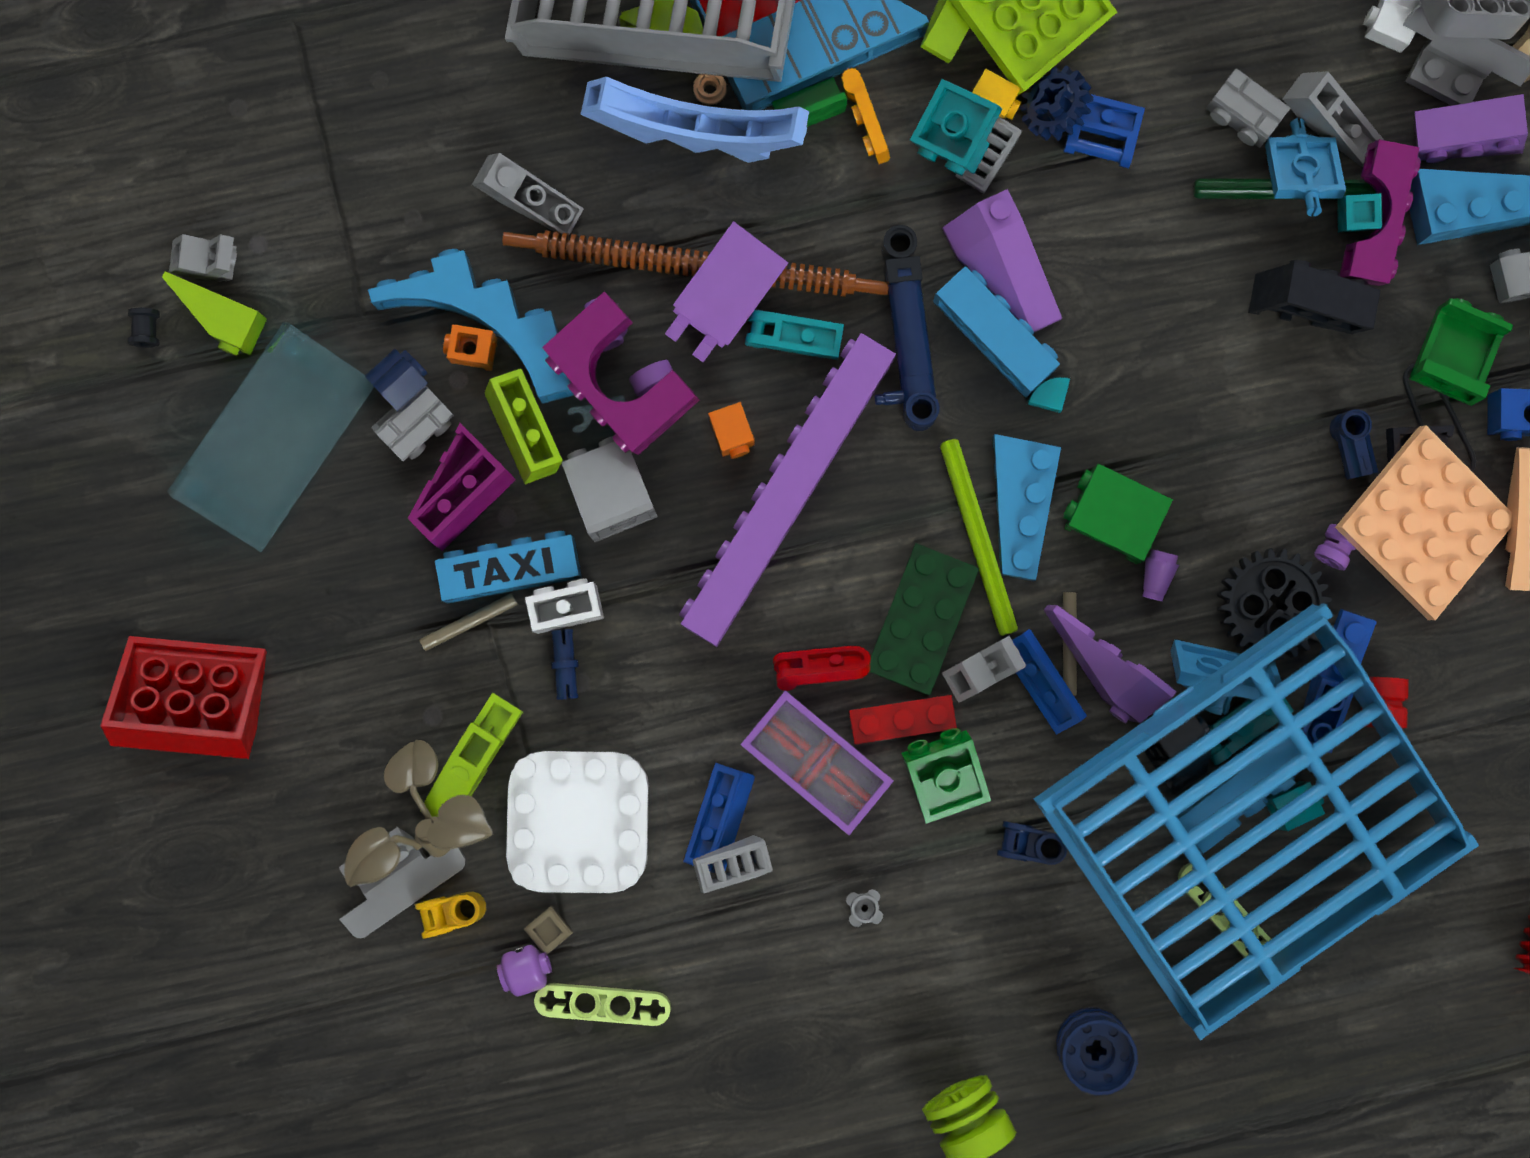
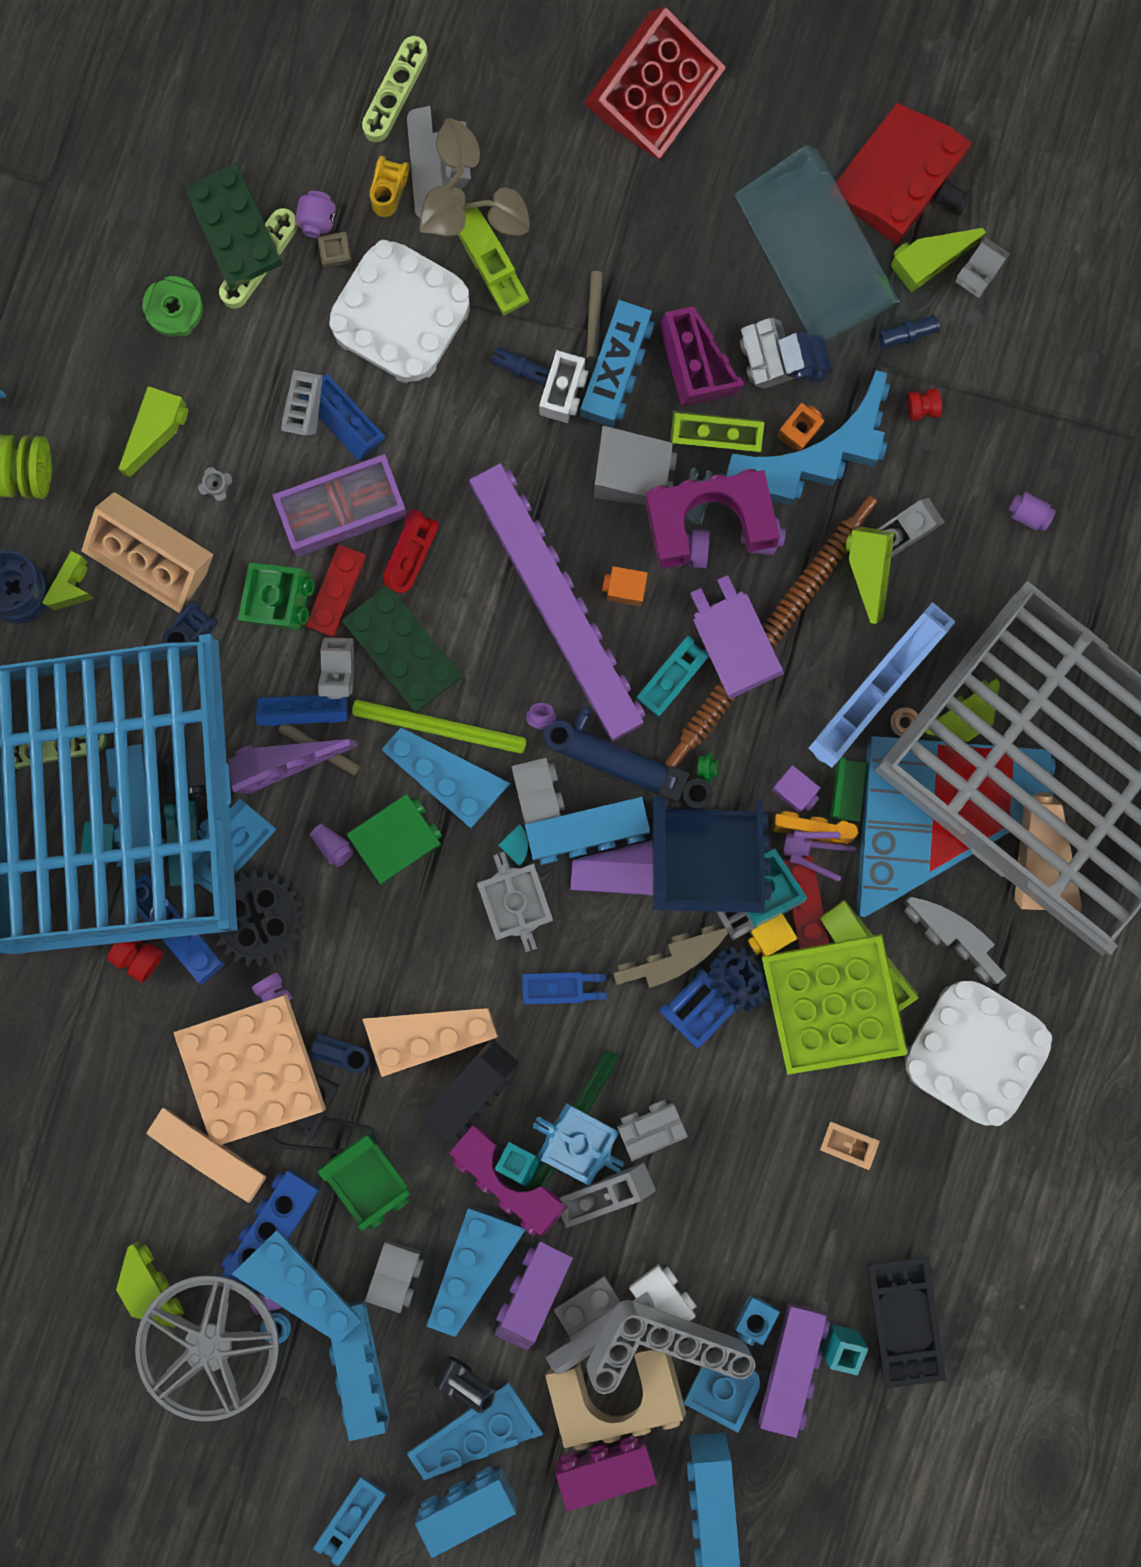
camera: 120 degrees right, 0 degrees up
(143, 394) = (901, 170): none -> red slope
(310, 296) = (908, 331): none -> dark blue pin
(341, 972) = (393, 88): none -> yellowish green beam
(379, 241) = (921, 405): none -> red wheel
(429, 77) = (1032, 511): none -> medium lavender brick
(574, 200) = (870, 563): none -> lime slope
(584, 1050) = (233, 226): none -> dark green plate
(722, 1074) = (166, 291): none -> bright green plate
(838, 153) = (796, 790): none -> medium lavender brick
(839, 1006) = (154, 426): none -> lime slope
(866, 250) = (708, 767): none -> green plate
(891, 119) = (800, 844): none -> medium lavender plant
(904, 443) = (540, 715): none -> medium lavender plate
(961, 189) = (709, 859): none -> dark blue panel
(962, 71) = (806, 916): none -> red plate
(975, 936) = (146, 551): none -> light nougat slope
(987, 402) = (536, 790): none -> light grey brick
(1063, 170) = (684, 955): none -> dark tan slope
(1065, 996) = (63, 590): none -> lime slope
(1107, 362) = (515, 902): none -> light grey plate
(1163, 271) = (559, 988): none -> blue hinge
(1289, 370) = (418, 1038): none -> light nougat wedge

